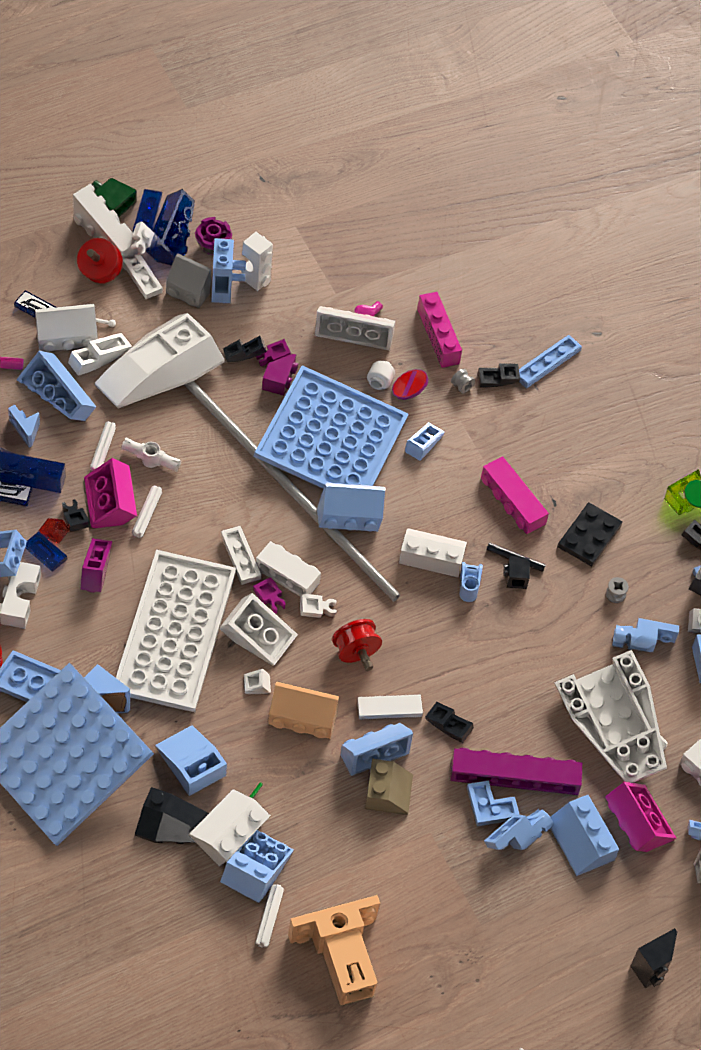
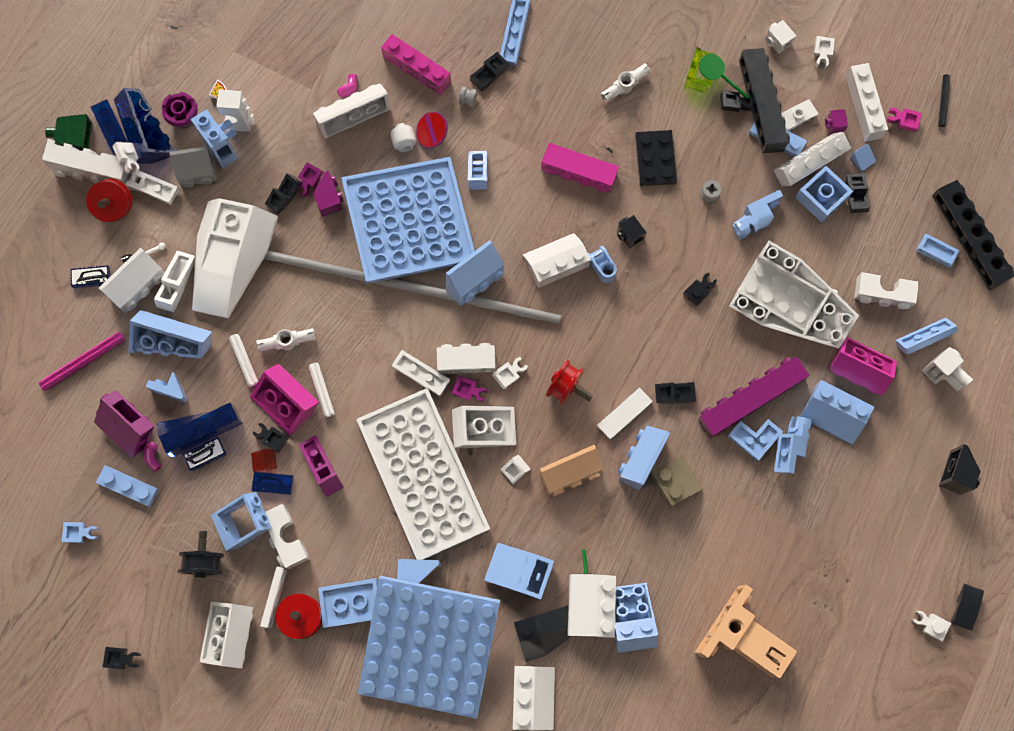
camera: 30 degrees left, 20 degrees up
(116, 862) = (533, 698): none -> white slope
(269, 915) = (672, 650): white axle -> none
(506, 553) = (615, 219): black bar -> none
(539, 659) = (698, 290): none -> black plate
(611, 459) = (632, 78): none -> white pin

